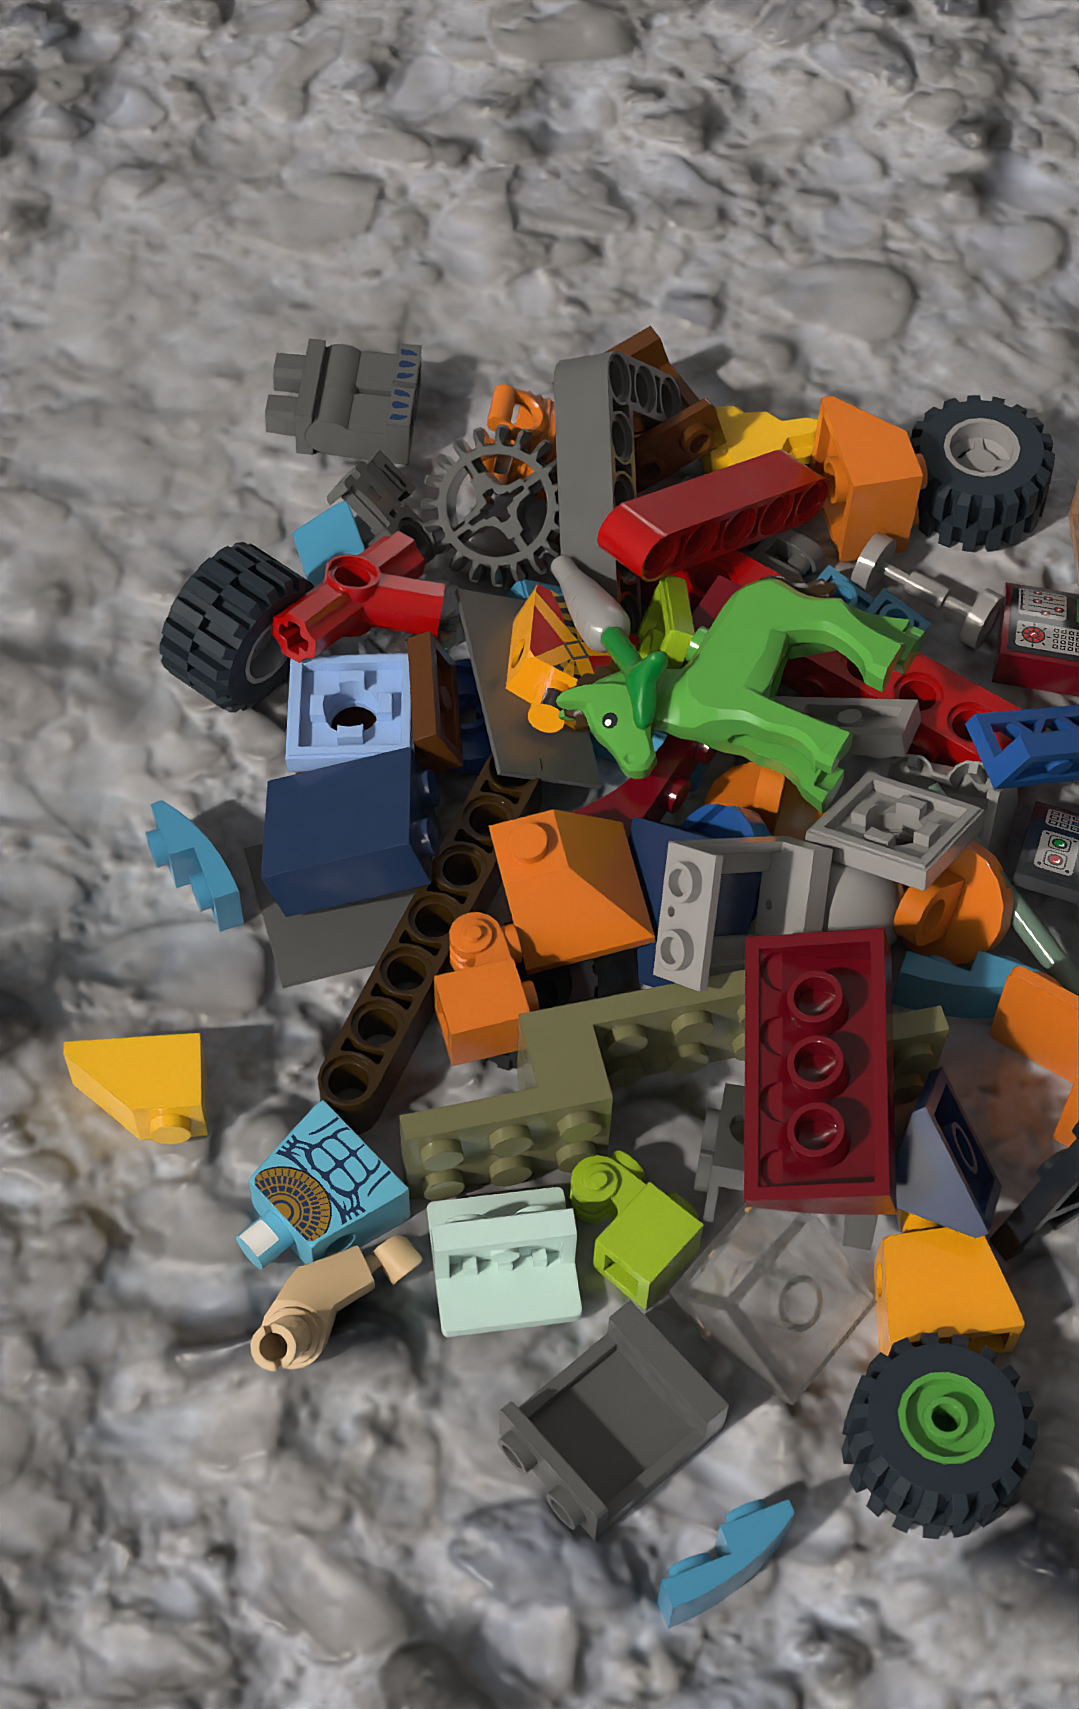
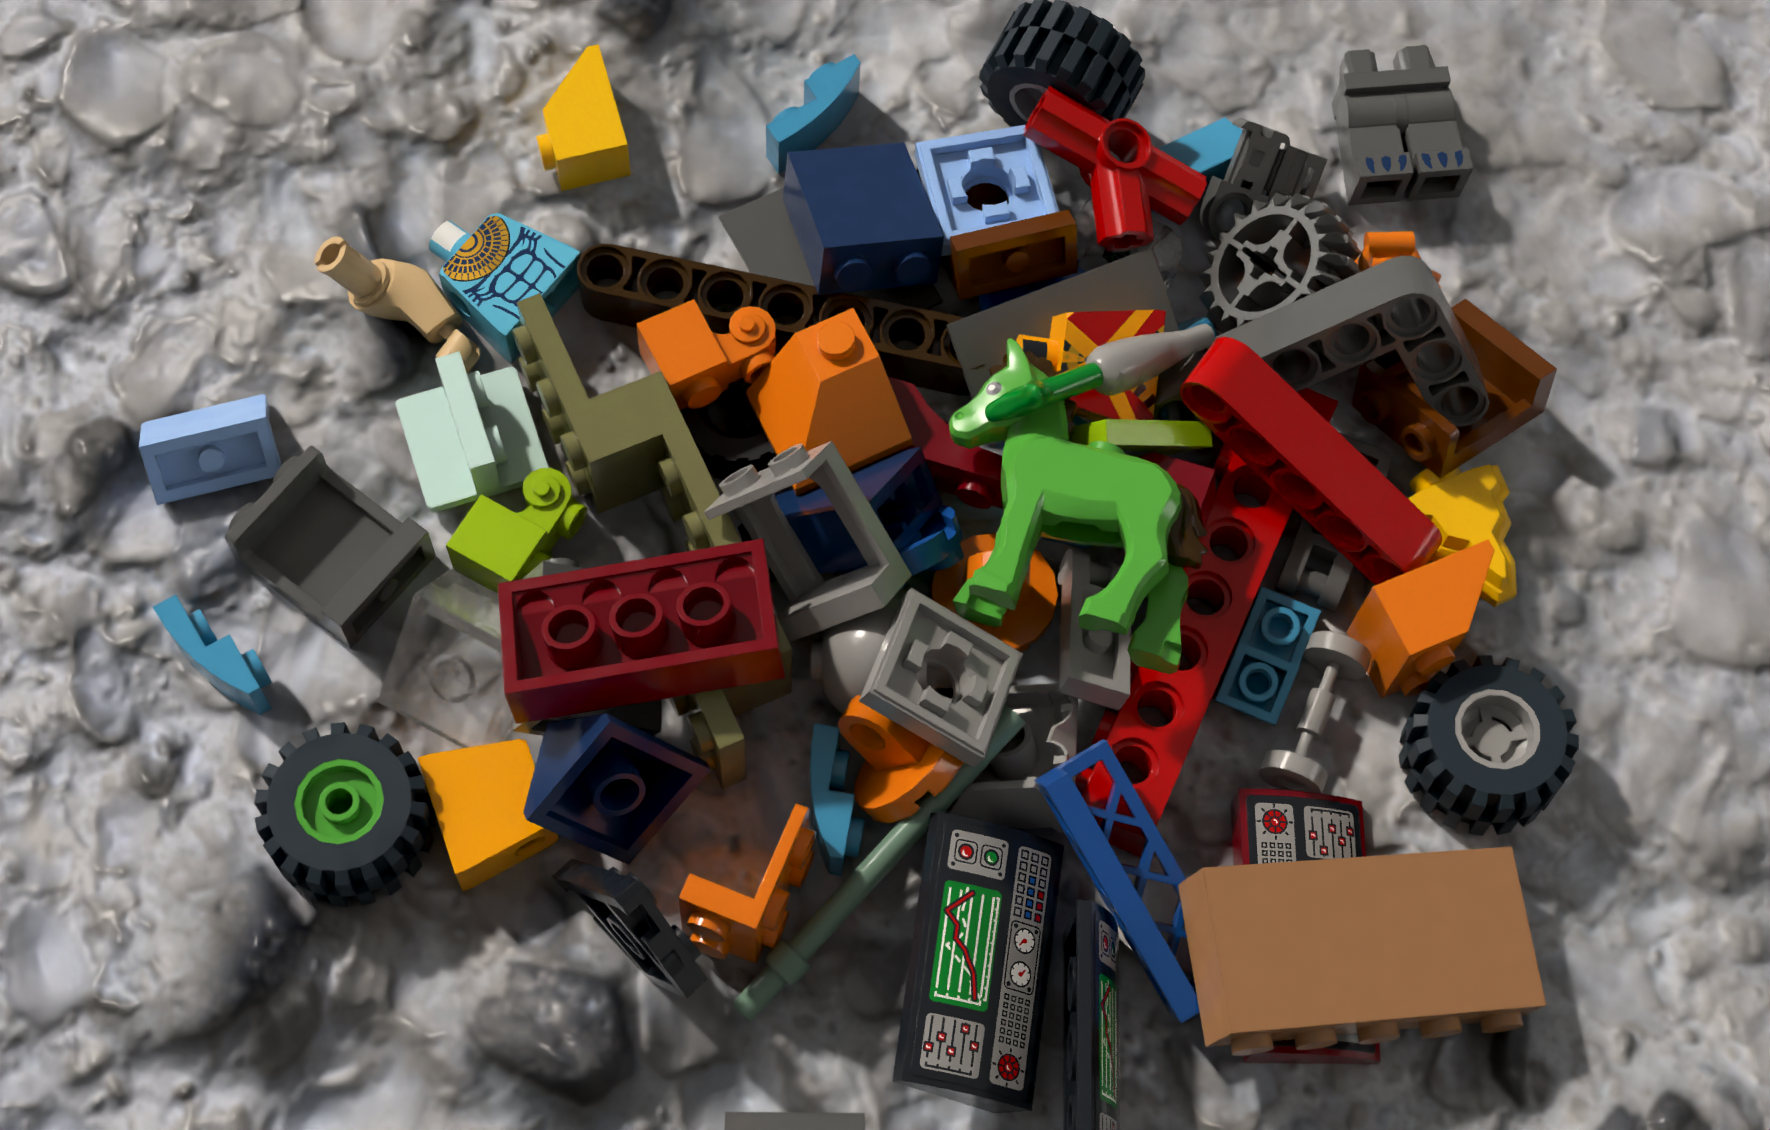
camera: 75 degrees right, 10 degrees up
(455, 1542) = (209, 449): none -> light blue panel

